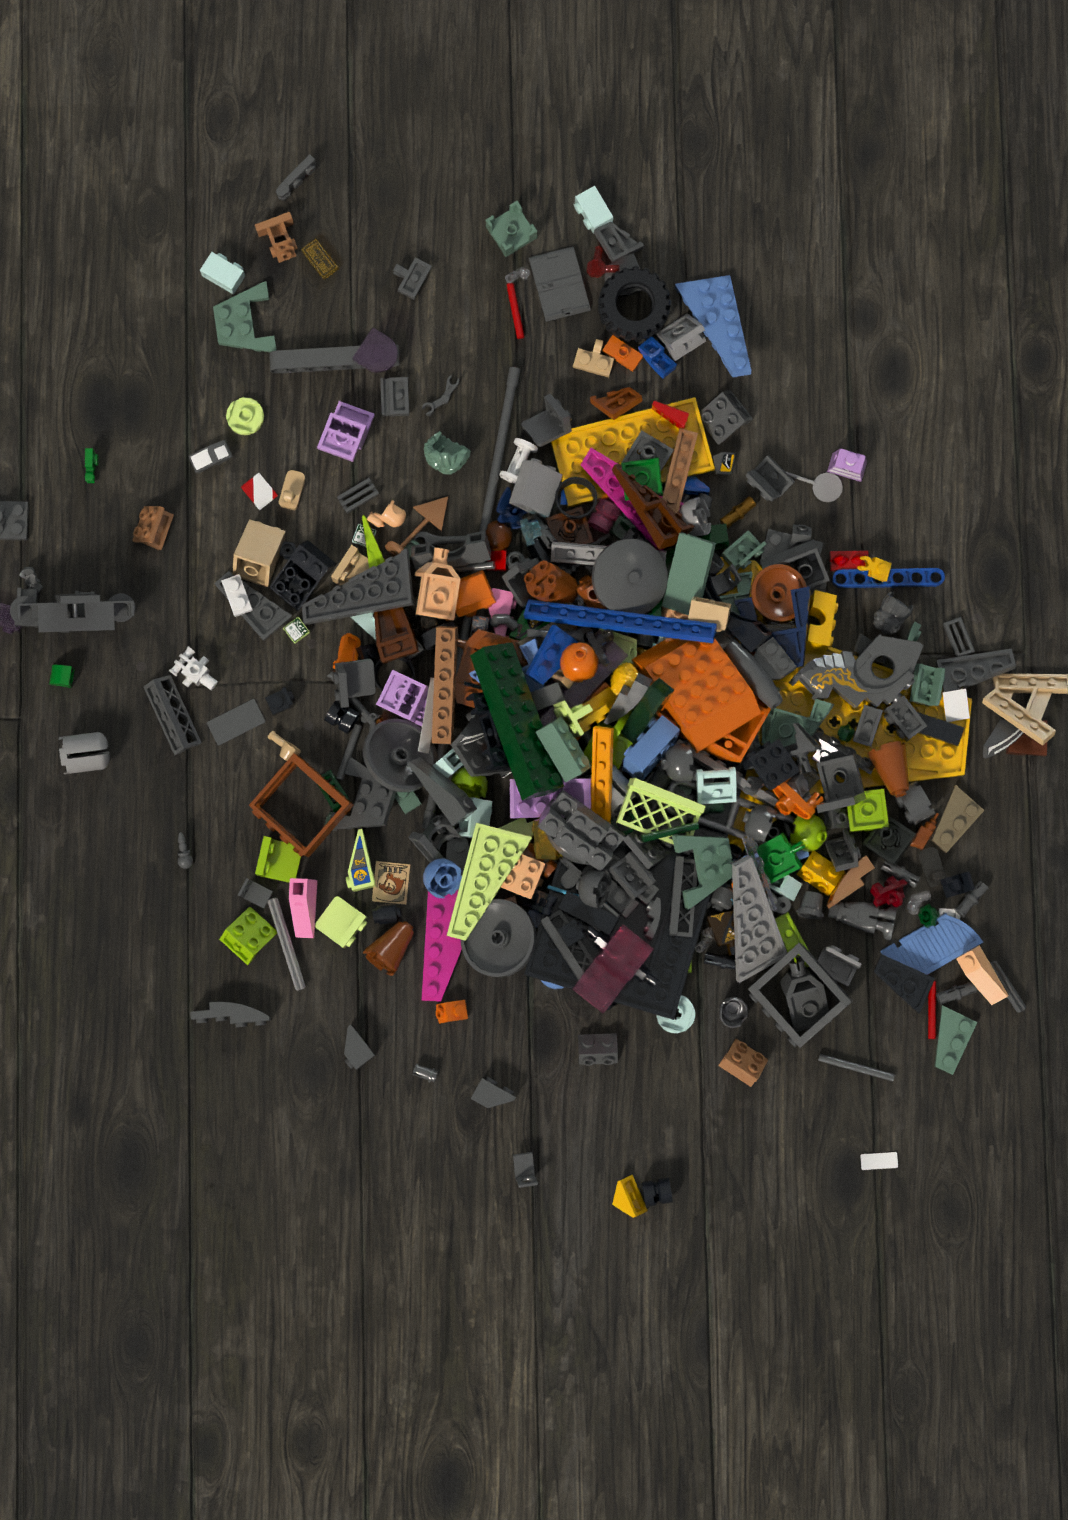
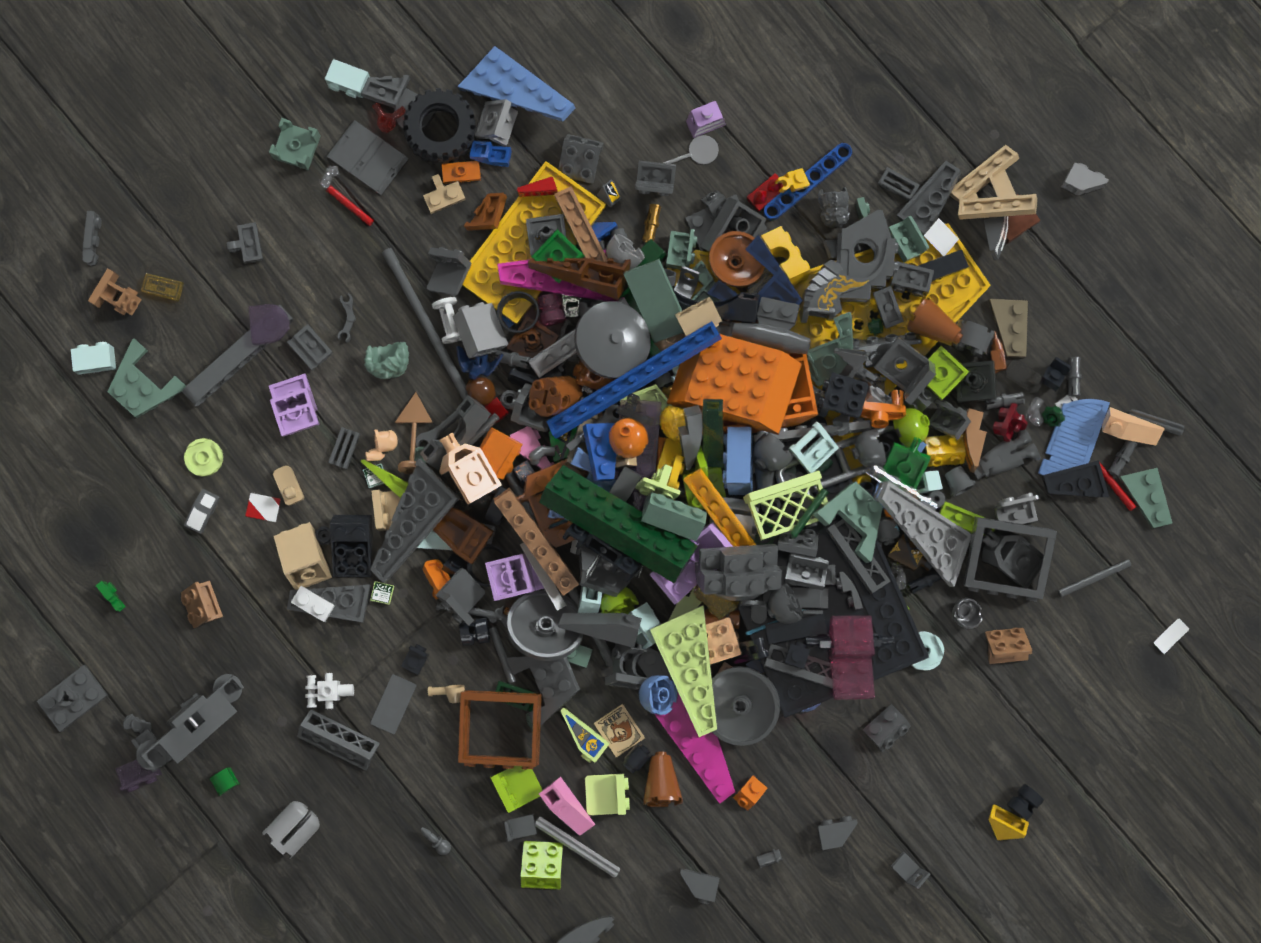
camera: 35 degrees left, 0 degrees up
(530, 530) = (503, 366): clear light blue tile -> none

